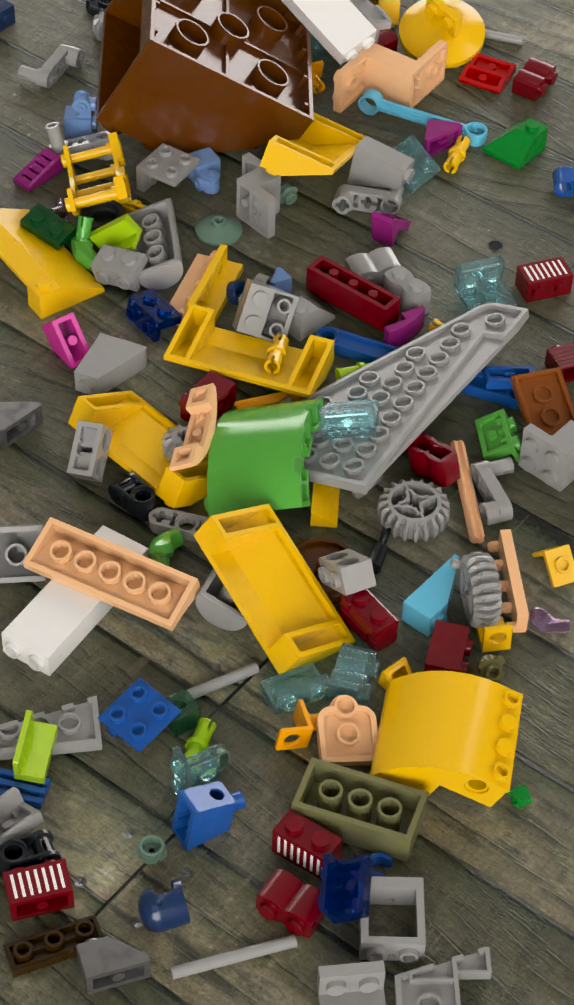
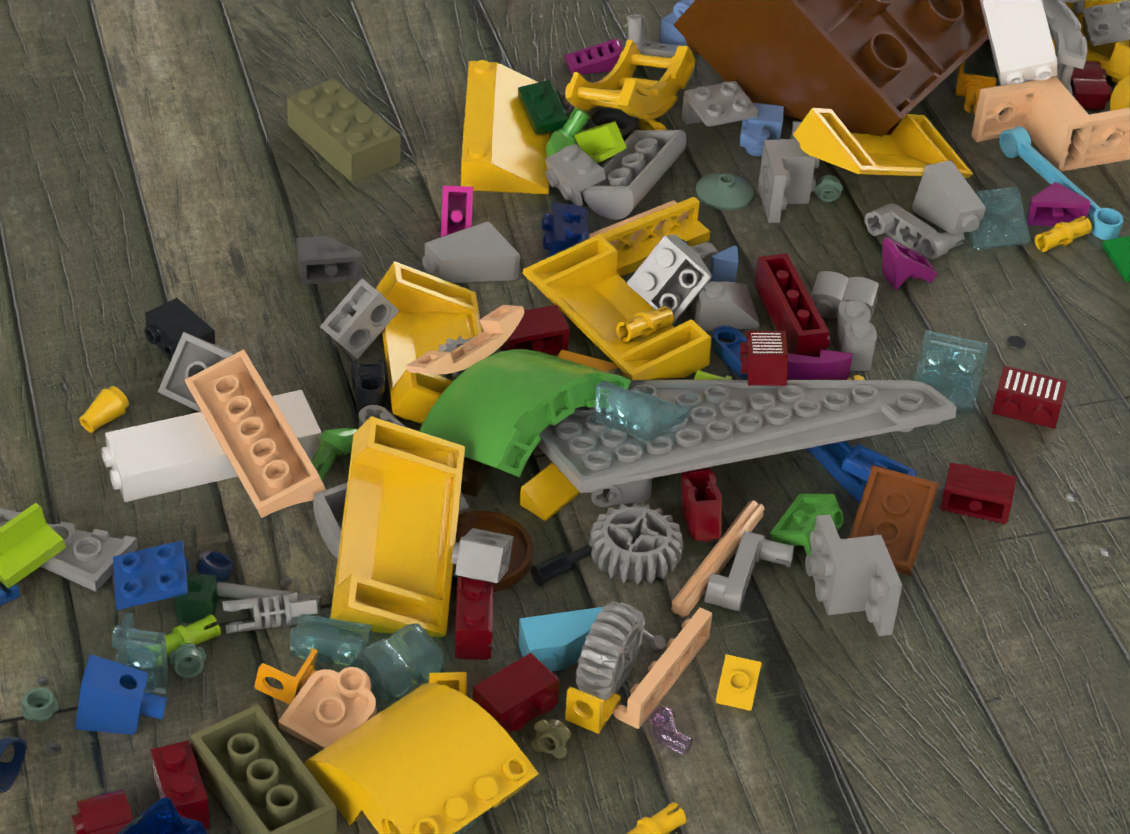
camera: 35 degrees right, 5 degrees down
(166, 683) = (215, 563): none -> dark blue tile
(236, 692) = (270, 611): none -> light grey hinge
(380, 337) = (764, 358): none -> dark red brick

